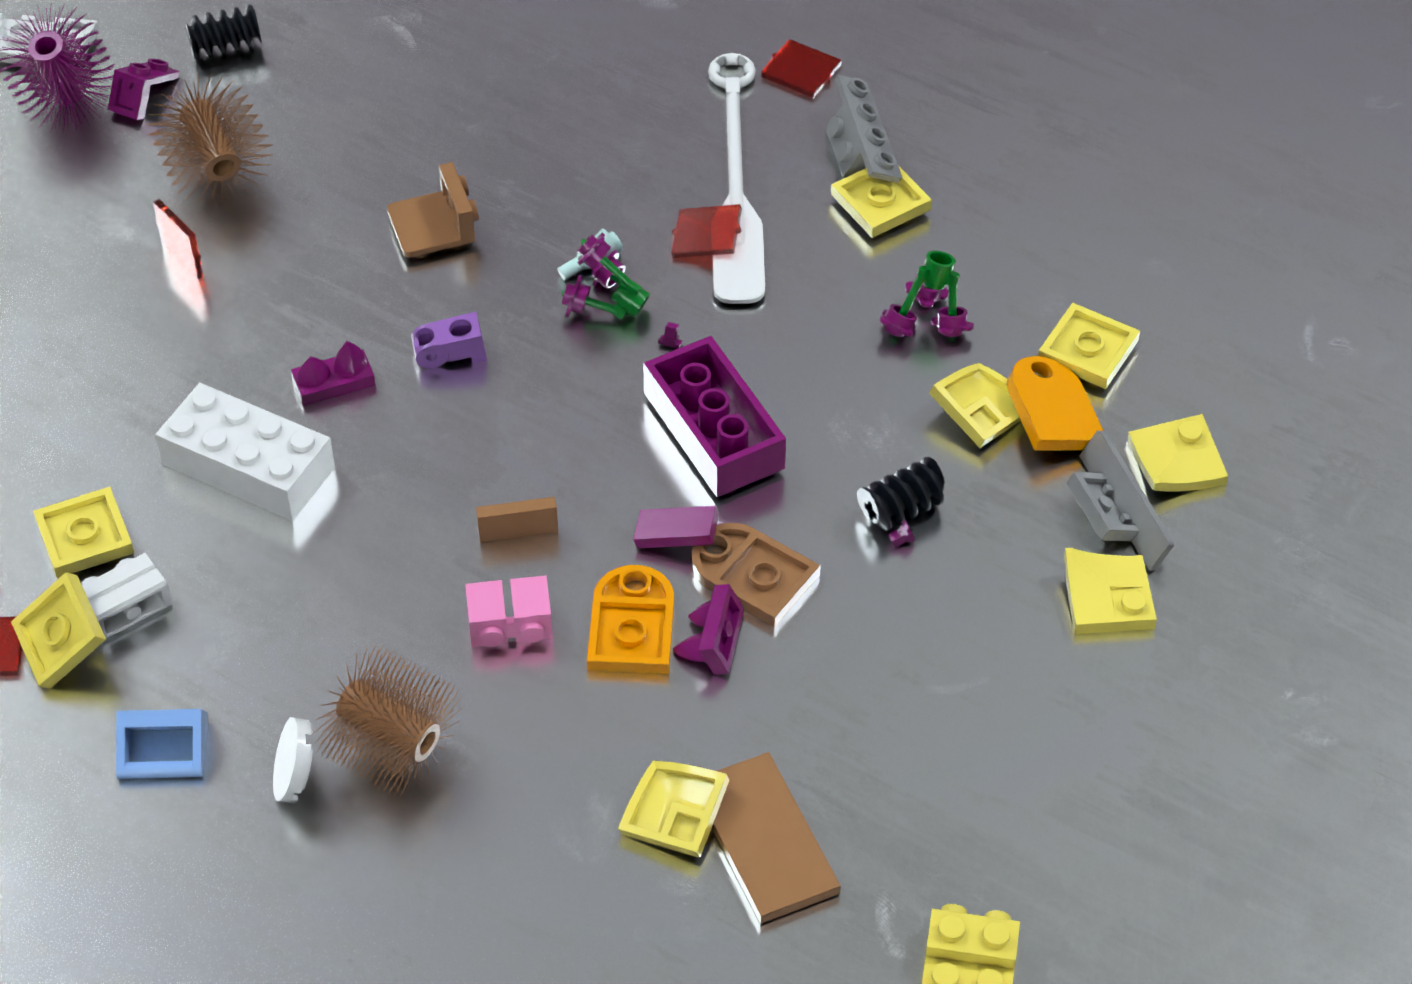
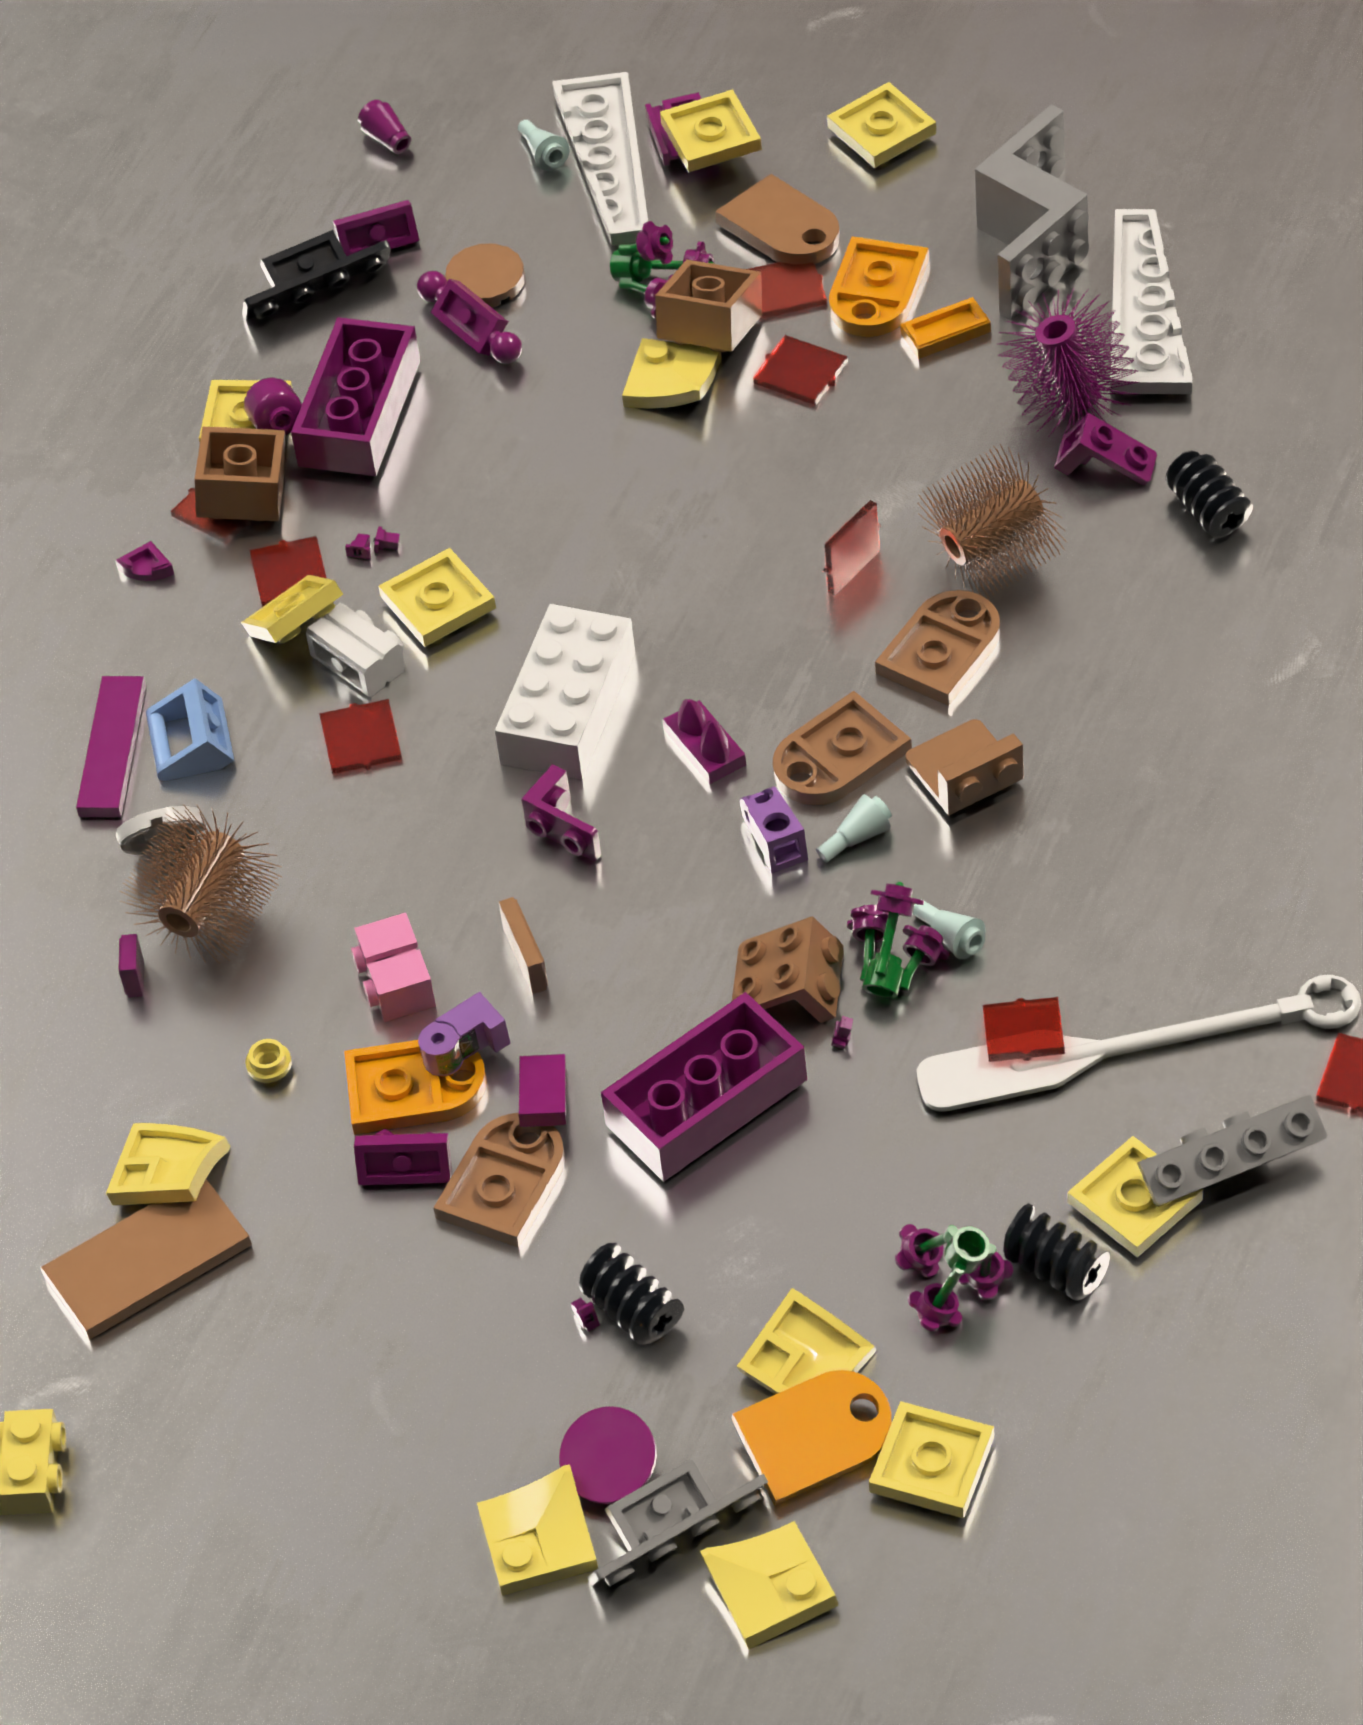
camera: 85 degrees right, 0 degrees up
(146, 809) = (111, 746): none -> magenta tile
(217, 615) = (360, 736): none -> clear red piece
(298, 217) = (939, 648): none -> medium nougat tile
(377, 293) = (838, 751): none -> medium nougat tile
(381, 488) = (546, 817): none -> magenta bracket
(435, 809) = (131, 965): none -> magenta tile
(466, 286) = (863, 822): none -> light aqua cone
(577, 711) = (265, 1052): none -> light yellow plate
(604, 358) = (792, 963): none -> medium nougat bracket
(604, 557) = (461, 1034): none -> medium lavender leg
(909, 249) = (1052, 1256): none -> black piece
(1049, 525) = (608, 1454): none -> magenta piece

